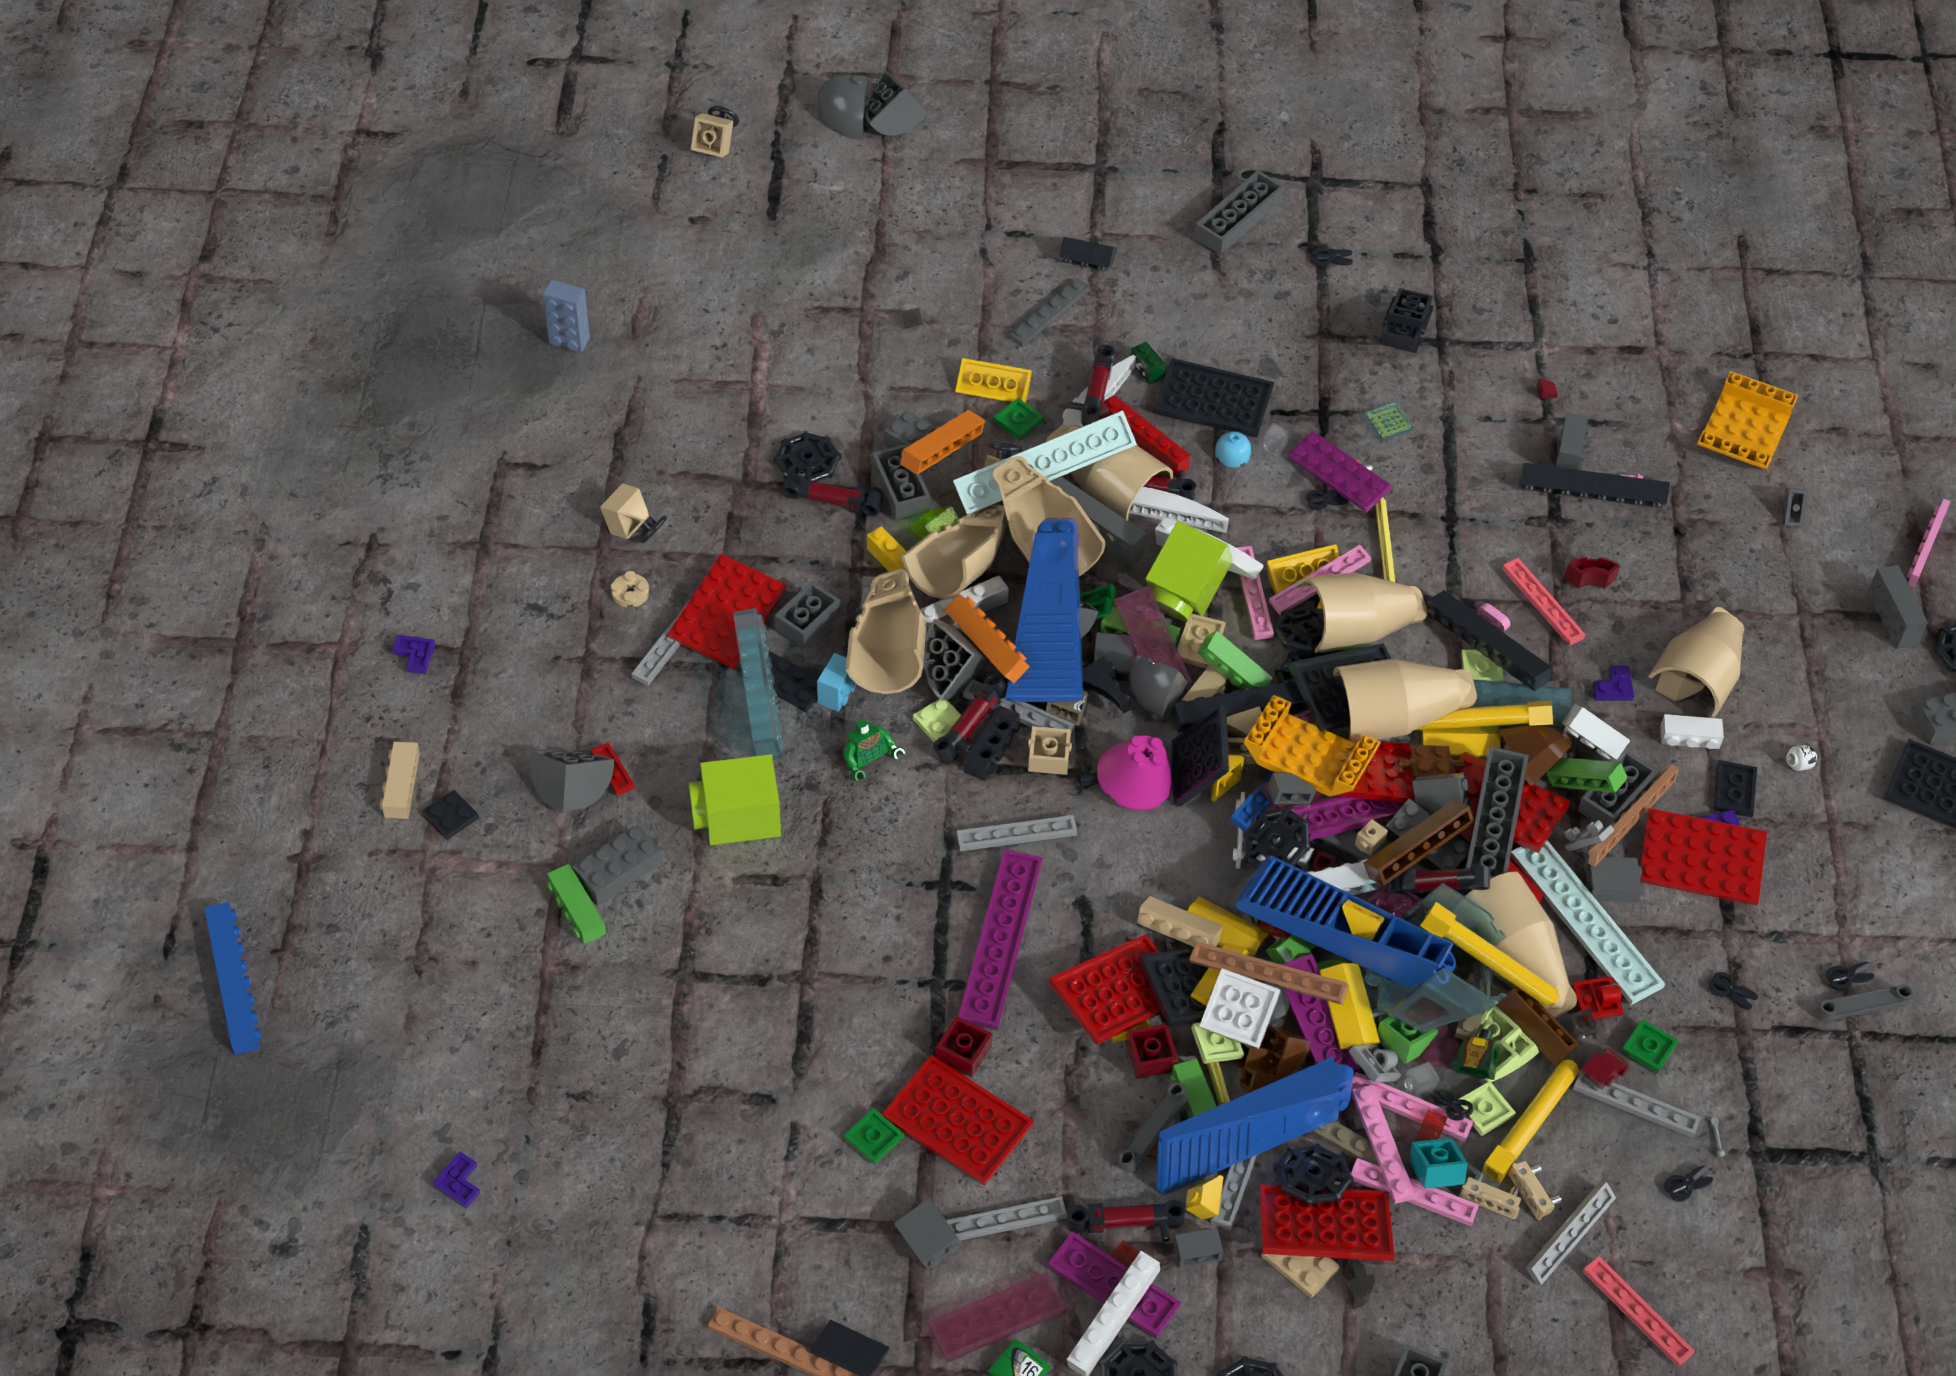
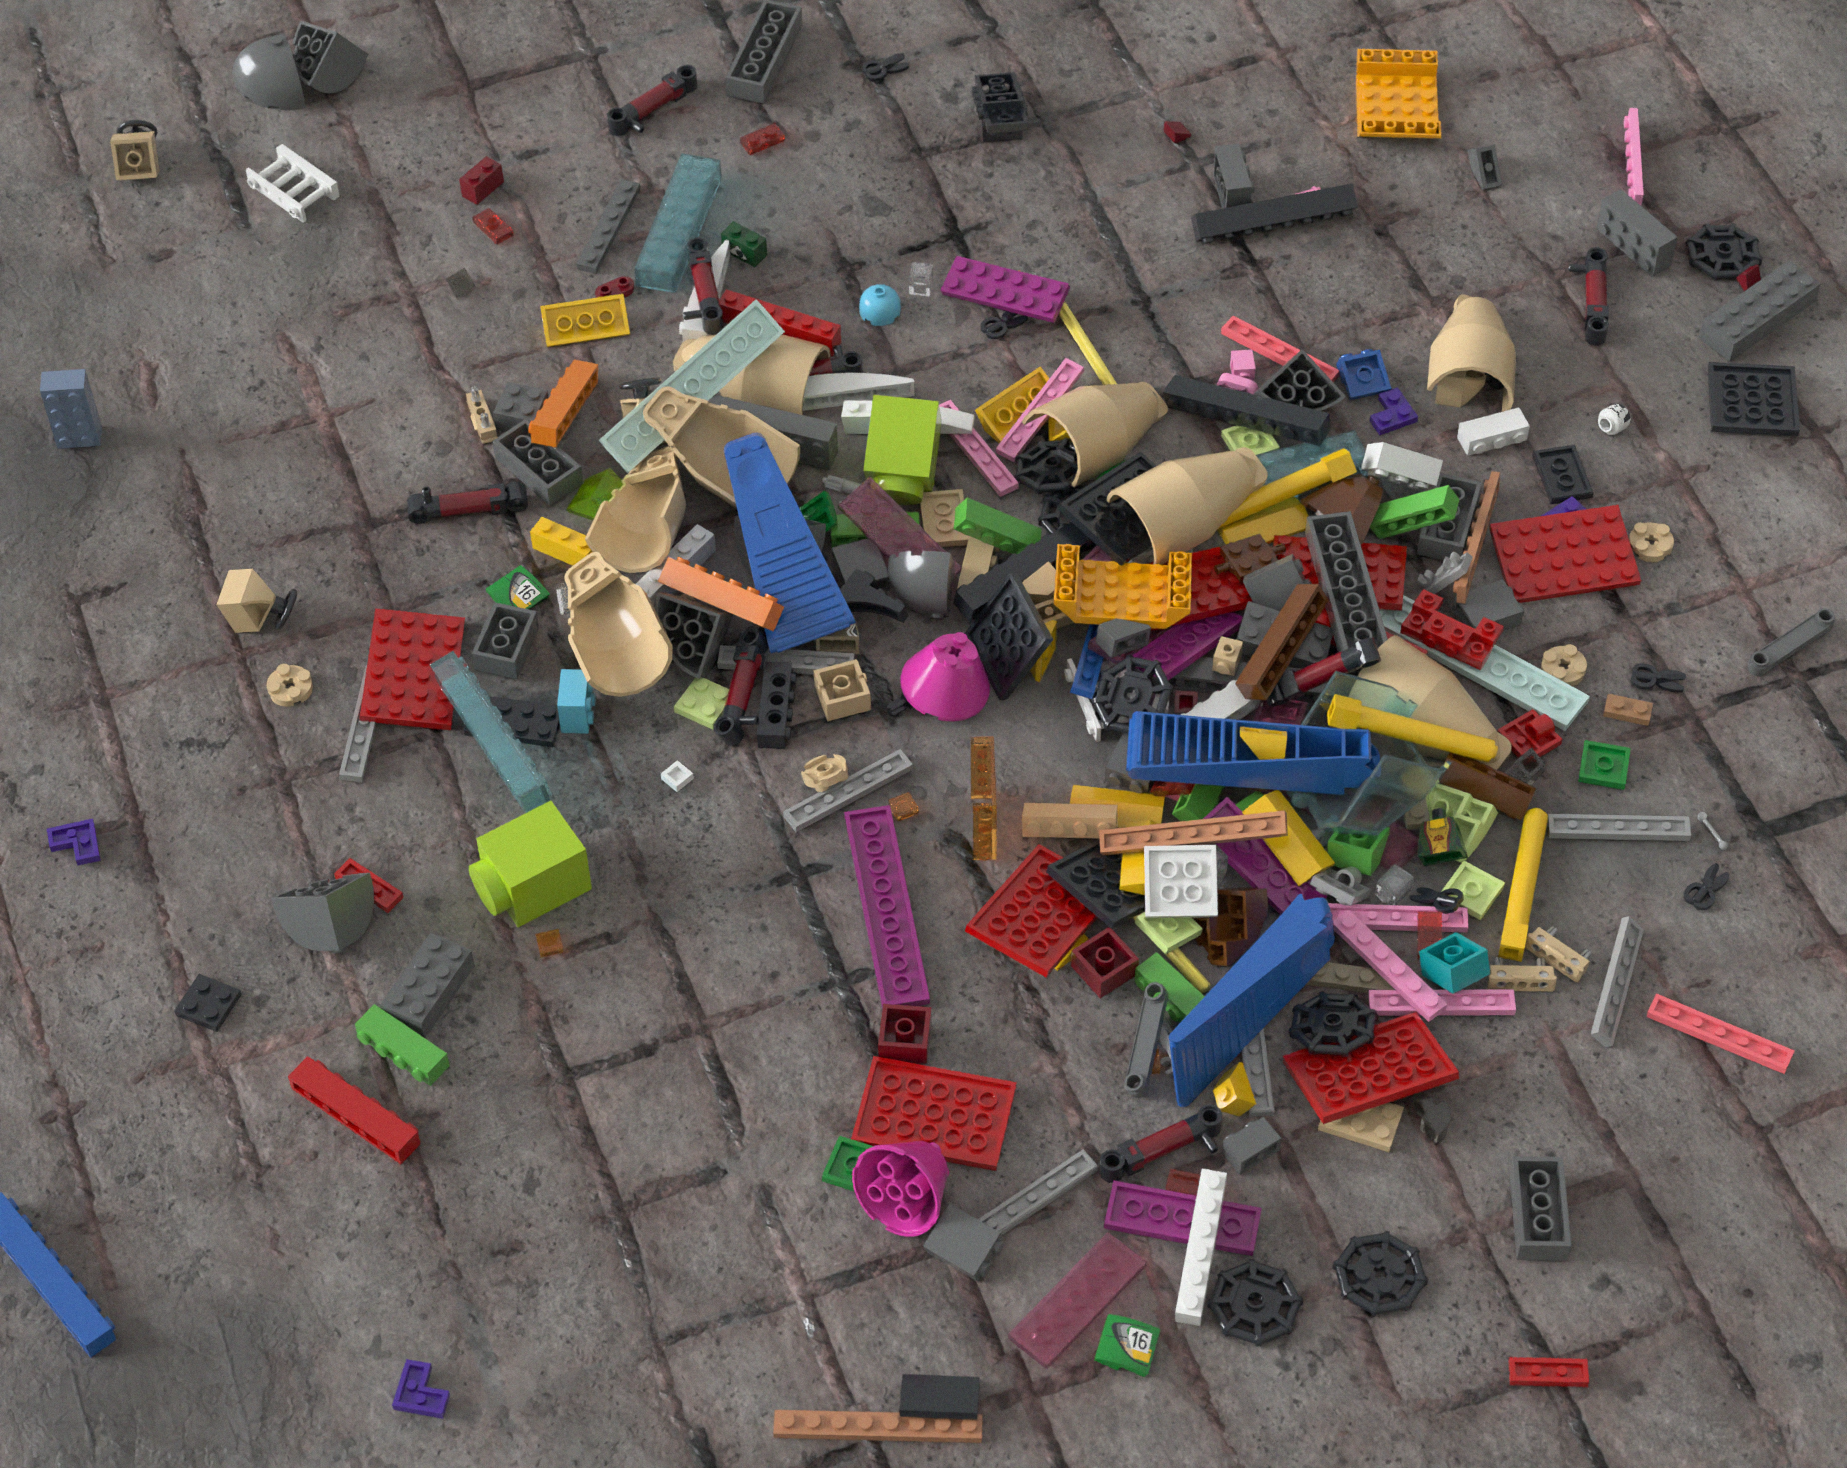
camera: 20 degrees left, 0 degrees up
(400, 780) = (132, 986): tan brick -> none
(516, 940) = (354, 1109): none -> red brick
(727, 866) = (549, 943): none -> clear orange tile
(802, 446) = (409, 463): black plate -> none
(832, 186) = (300, 168): none -> white fence
(838, 578) = (518, 589): none -> slope
(866, 745) = (641, 756): green torso -> none
(876, 429) = (481, 416): none -> tan piece
(888, 771) = (677, 776): none -> white plate
(900, 1167) = (902, 1185): none -> dark pink cone
(959, 281) = (493, 226): none -> clear red plate
(967, 242) = (481, 180): none -> dark red brick
(1004, 811) = (825, 772): none -> tan plate
(1018, 418) = (632, 351): green plate -> none
(1035, 363) = (620, 285): none -> dark red plate
(1054, 862) = (903, 806): none -> clear orange tile
(1087, 253) = (620, 148): black slope -> none
(1104, 325) = (677, 222): none -> clear light blue brick
(1108, 898) = (984, 787): none -> clear orange panel
(1153, 217) = (672, 88): none -> black piece
(1205, 283) = (762, 139): none -> clear red plate
(1214, 397) = (832, 257): black plate -> none
(1389, 421) = (1029, 220): clear light blue tile -> none
(1506, 601) = (1243, 364): none -> bright pink brick
(1543, 636) = (1301, 384): none -> dark grey brick
(1567, 887) = (1449, 635): none -> red bracket
(1595, 572) = (1316, 304): dark red brick -> none
(1604, 644) = (1363, 374): none -> blue plate
(1605, 1068) = (1573, 803): dark red brick -> none
(1658, 940) = (1565, 655): none -> tan plate
(1694, 1007) = (1628, 709): none -> medium nougat plate
(1786, 863) = (1651, 531): none -> tan plate
(1837, 647) = (1596, 295): none -> black piece
(1853, 975) = (1765, 621): black piece -> none

